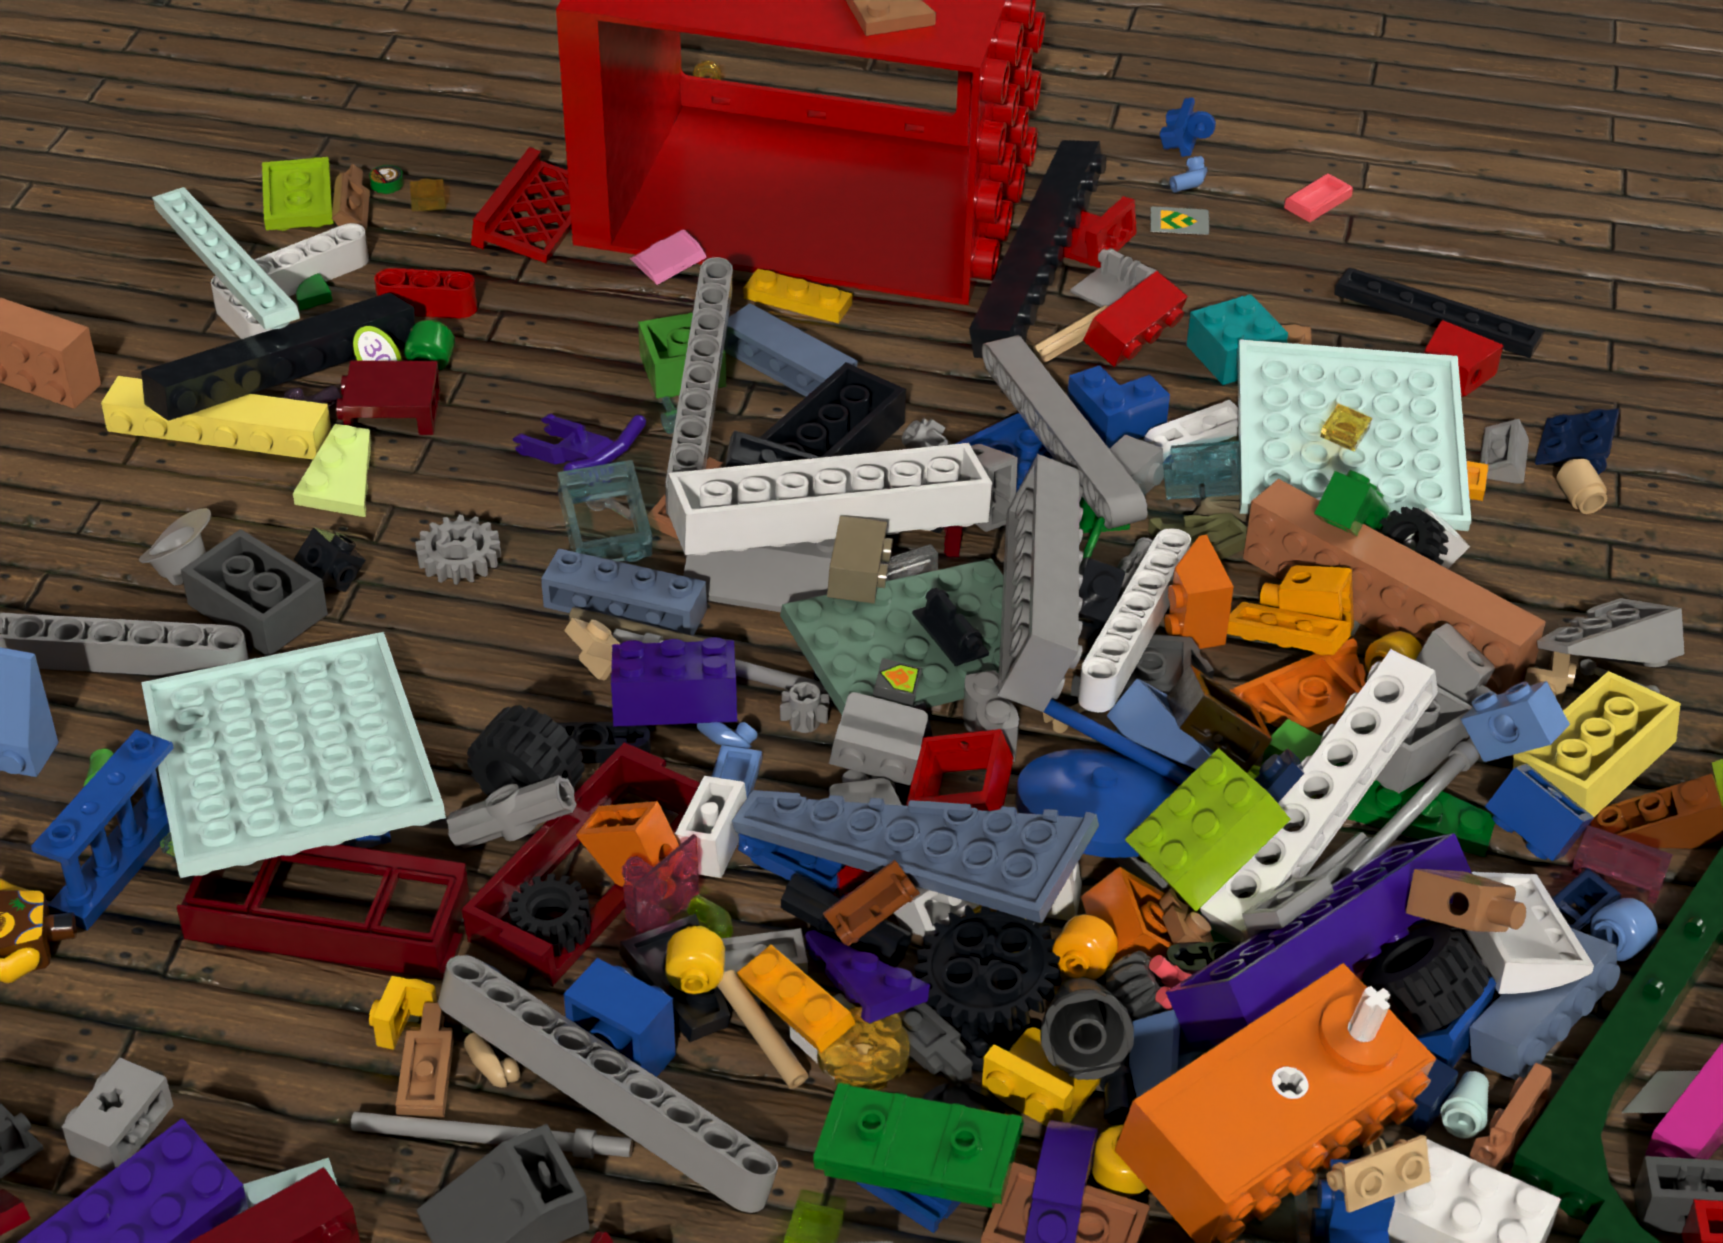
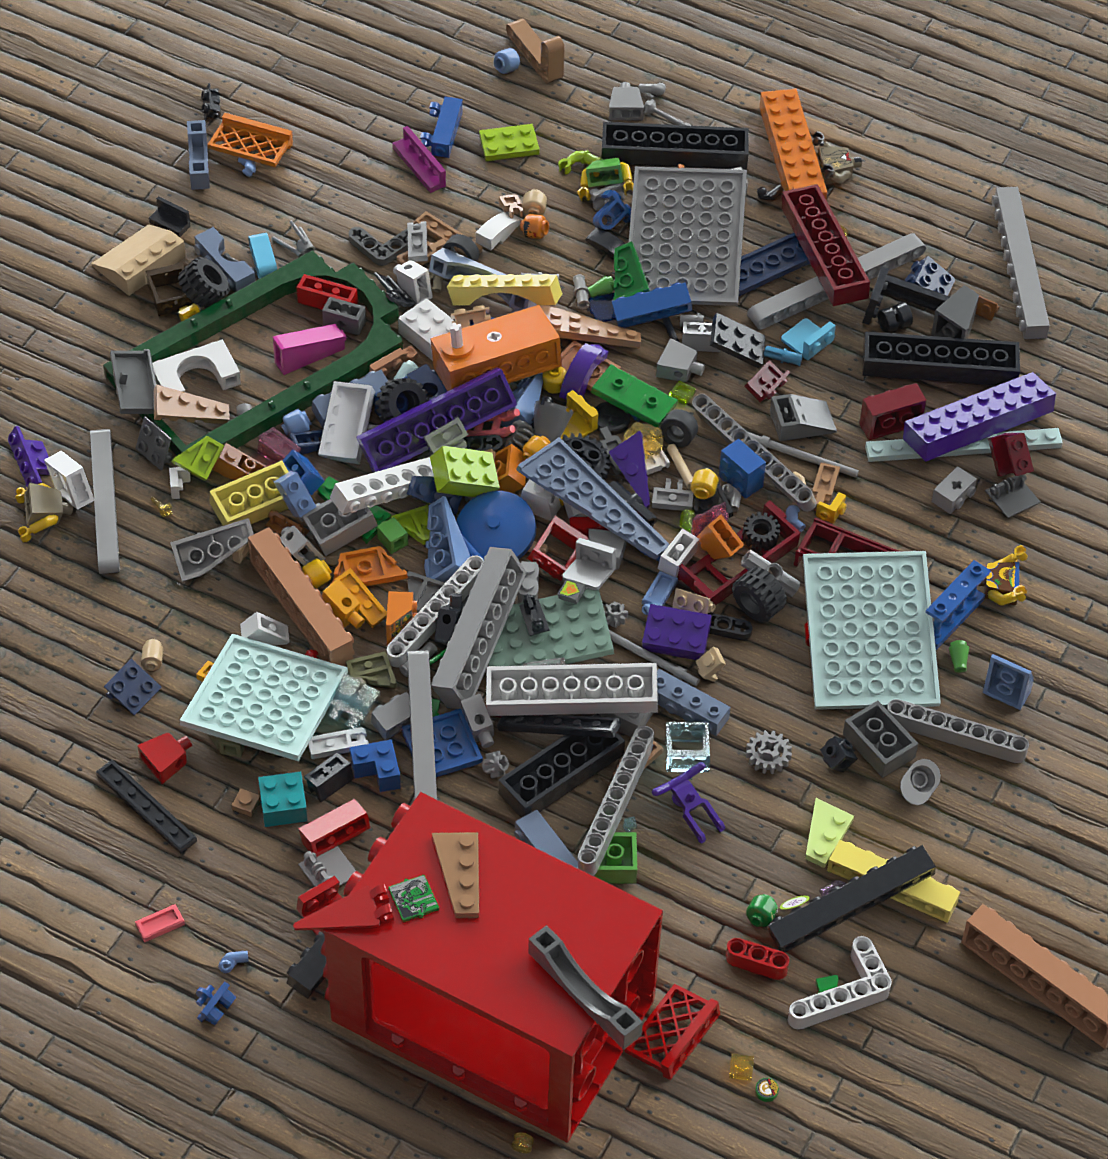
camera: 165 degrees left, 10 degrees up
(227, 259) = (883, 994): light aqua plate -> none
(297, 193) = (828, 1082): lime plate -> none
(350, 198) = (794, 1064): medium nougat hinge -> none
(391, 391) = (791, 871): dark red panel -> none
(642, 736) = (692, 602): none -> tan hinge
(790, 1098) = (683, 420): none -> black tyre
(796, 998) = (666, 459): light orange plate -> none
(858, 558) = (570, 648): dark tan brick -> none
(871, 903) = (629, 481): dark orange hinge -> none
(1065, 338) = (367, 839): tan axle -> none
(1179, 220) = (258, 928): light grey sticker -> none
(1186, 374) = (329, 777): none -> black hinge
(1210, 709) = (438, 543): dark brown window -> none
(1346, 427) = (272, 683): clear yellow plate -> none
(1351, 503) = (310, 606): green arch -> none
(1412, 521) = (276, 618): black tyre -> none
(1477, 901) = (374, 406): medium nougat torso -> none
(1505, 451) = (176, 694): light grey slope -> none
(1661, 1092) = (323, 357): white sticker -> none

